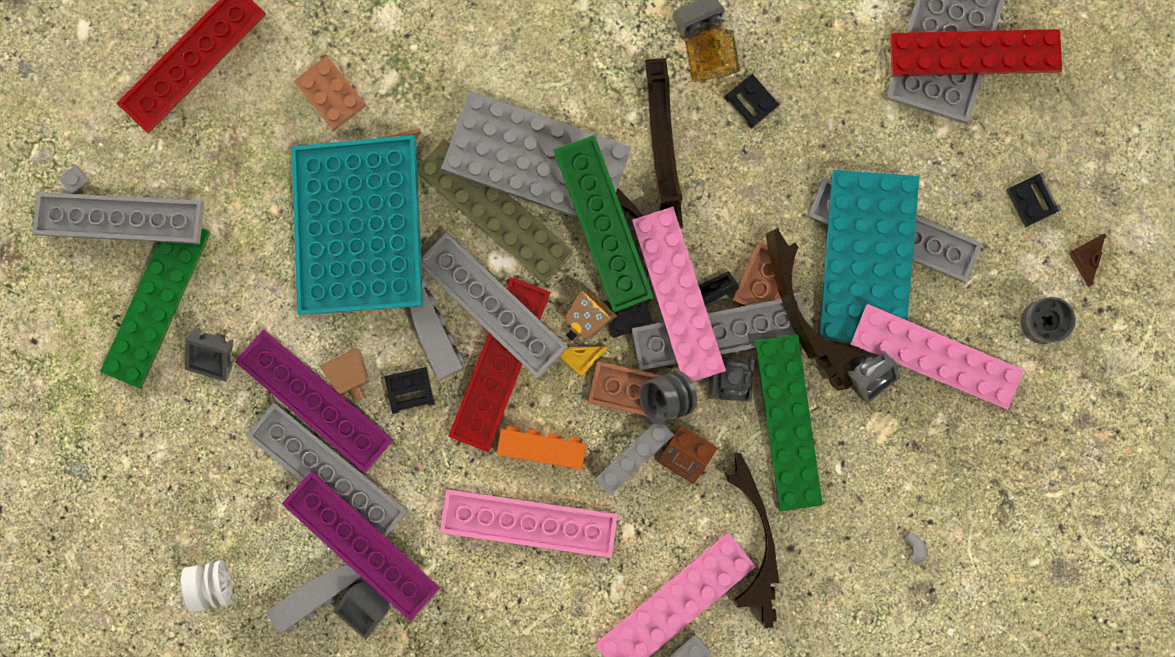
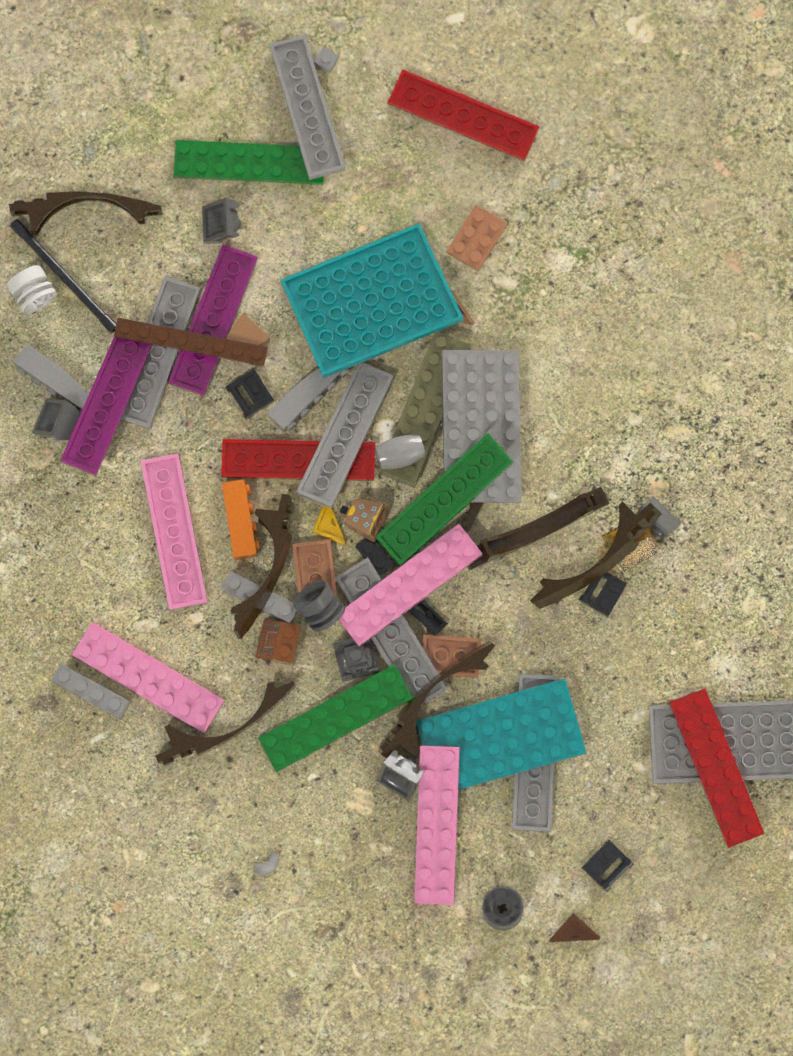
camera: 70 degrees right, 5 degrees down
(123, 542) = (42, 210): none -> dark brown slope
(142, 571) = (24, 234): none -> black piece
(330, 434) = (190, 342): none -> reddish brown plate
(535, 252) = (400, 452): none -> light grey piece
(563, 410) = (278, 526): none -> dark brown slope
(704, 43) = (629, 529): none -> dark brown slope

